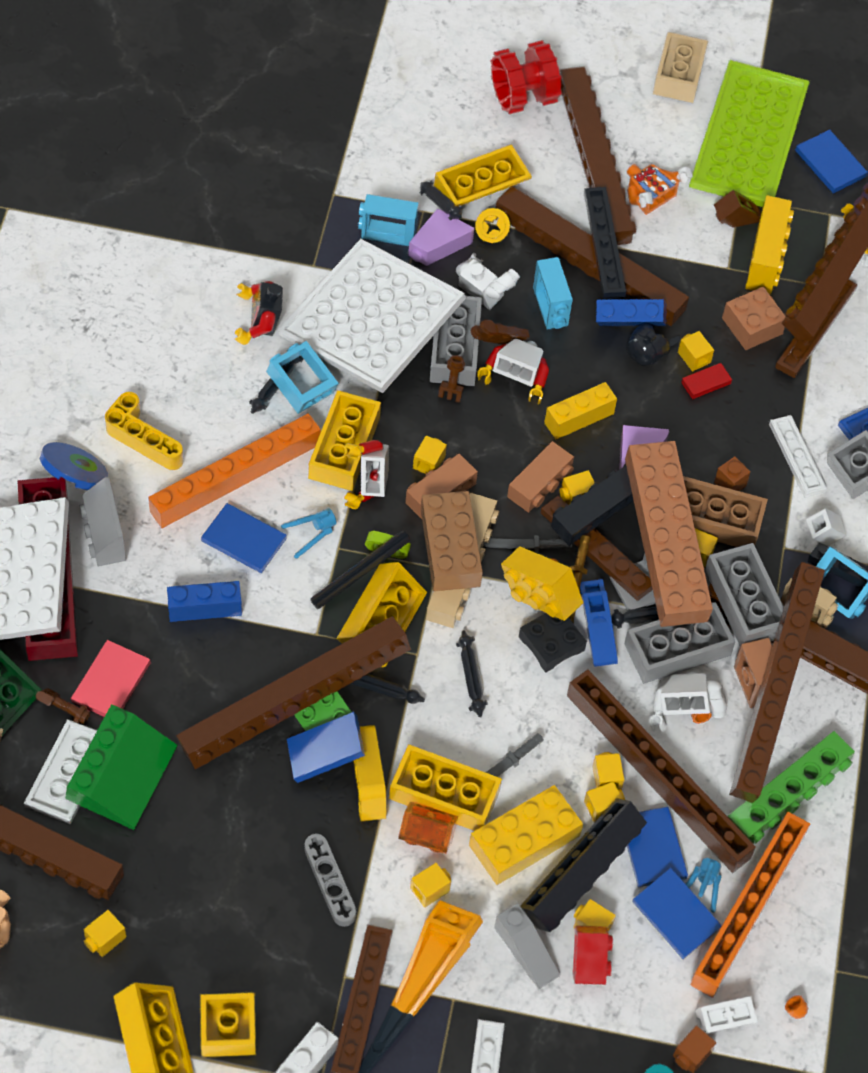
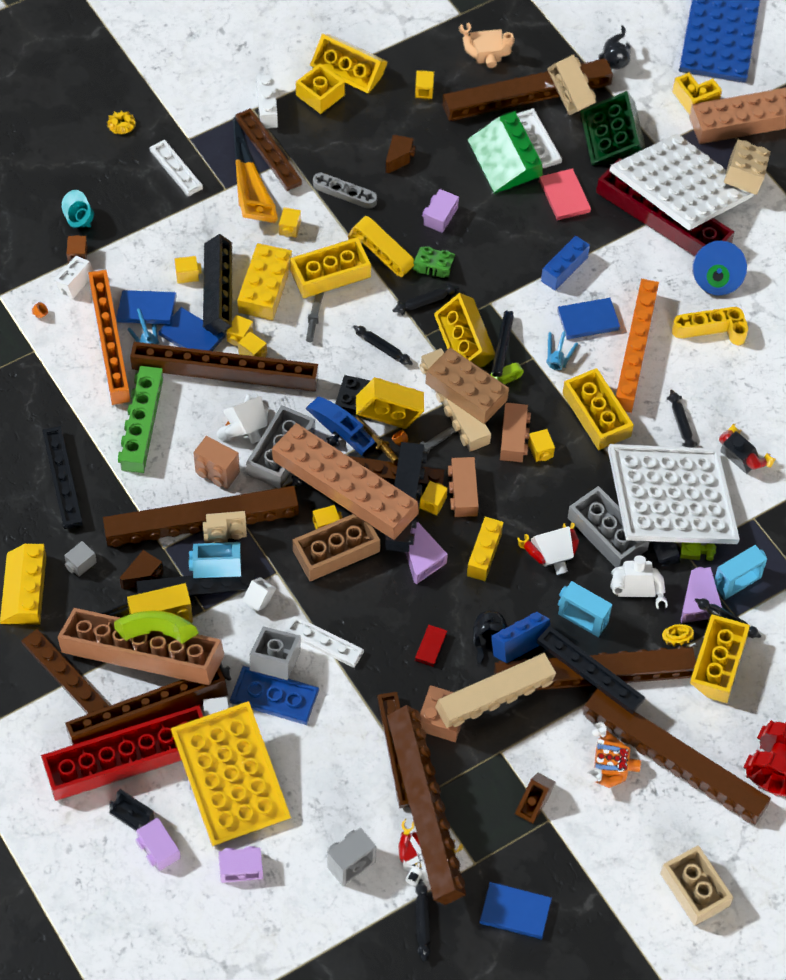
camera: 140 degrees right, 0 degrees up
(51, 697) = (579, 159): reddish brown hinge -> none
(103, 524) = (664, 258): light grey slope -> none
(228, 869) = (399, 152): none -> reddish brown slope
(259, 763) = (441, 210): none -> lavender brick
(293, 692) = (459, 247): reddish brown brick -> none
(301, 401) = (669, 440): medium azure window -> none
(325, 747) = (414, 236): tile -> none
(373, 471) = (561, 399): torso -> none
(428, 827) = (318, 241): clear orange brick -> none
(455, 365) = (581, 492): reddish brown hinge -> none
(498, 333) = (584, 546): reddish brown hinge -> none
(526, 945) = (206, 230): light grey slope -> none
(591, 955) = (171, 244): red piece -> none
(695, 350) = (458, 656): yellow brick -> none
(704, 279) = (495, 690): none -> tan brick
(732, 475) = (349, 582): dark orange brick -> none
(745, 593) = (262, 488): light grey brick -> none
(749, 133) = (594, 879): lime plate -> none
(770, 244) = (485, 775): yellow brick -> none
(777, 683) = (196, 438): reddish brown brick -> none

